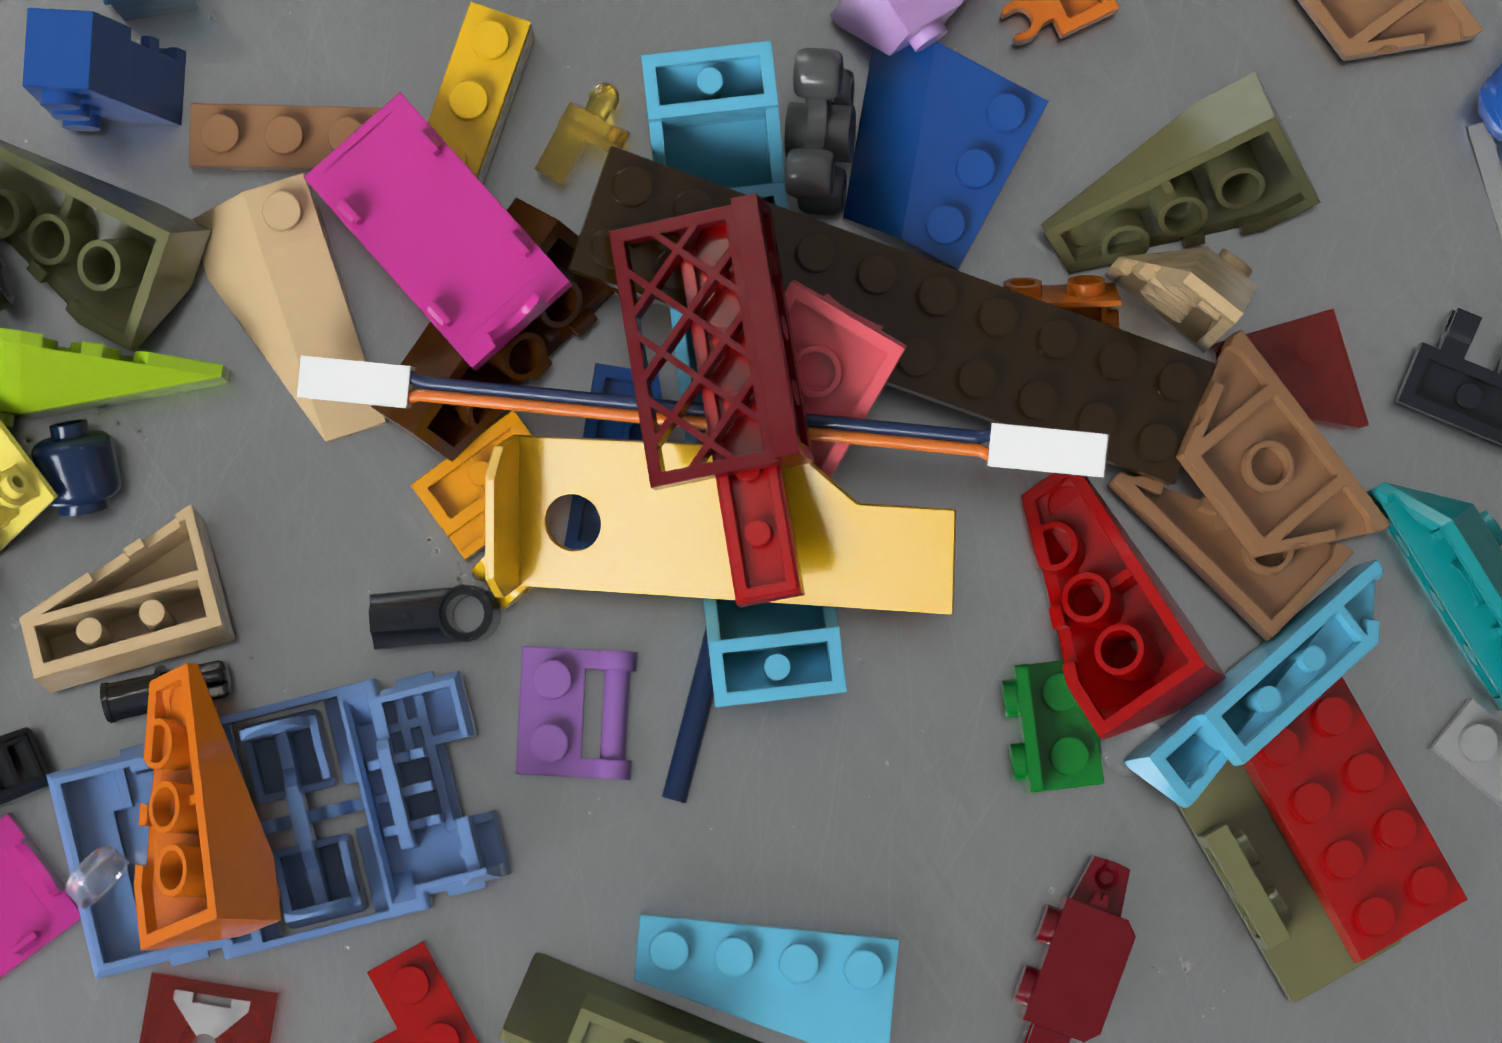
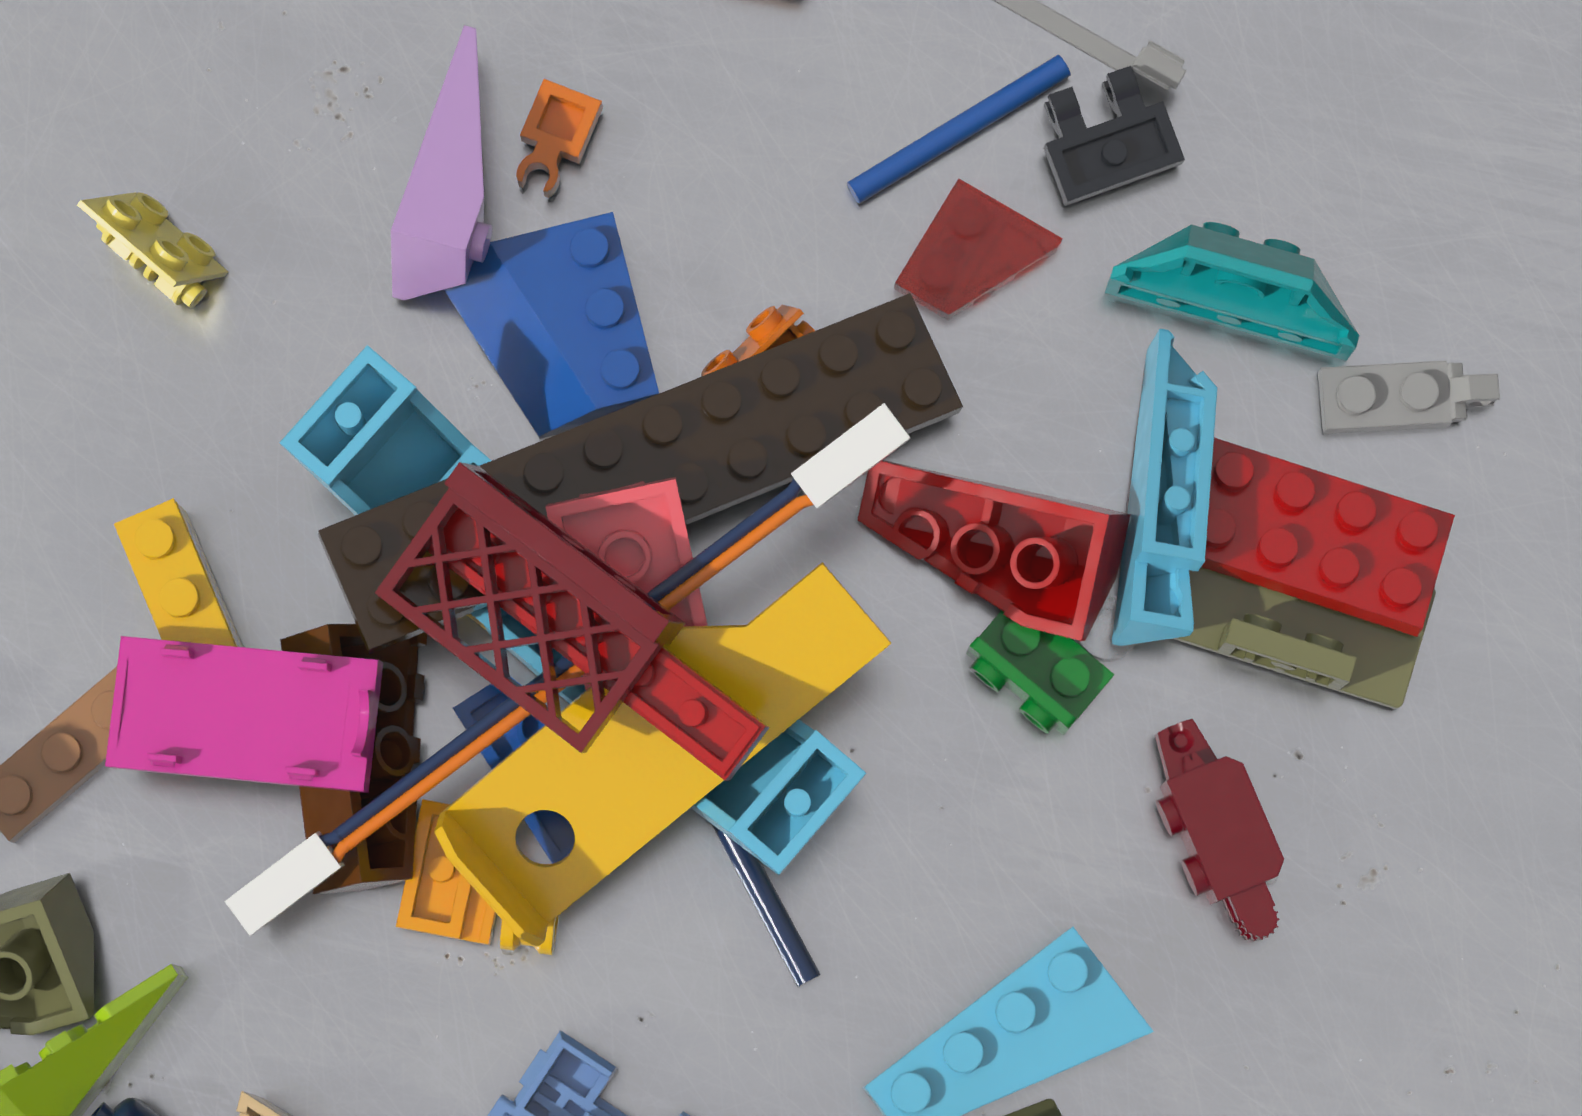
camera: 40 degrees left, 5 degrees down
(285, 289) = (169, 869): tan wedge -> none
(427, 617) = (499, 1014): black piece -> none
(554, 712) = (660, 998): medium lavender plate -> none
(580, 127) = (281, 545): clear yellow piece -> none
(820, 131) = (463, 384): dark grey gear -> none
(1189, 289) = (842, 258): tan wedge -> none
(1200, 175) = (772, 169): olive wedge -> none
(1260, 589) = (1073, 416): medium nougat wing -> none
(1269, 462) = (1016, 328): medium nougat wing -> none
(1369, 270) = (958, 129): none -> blue bar

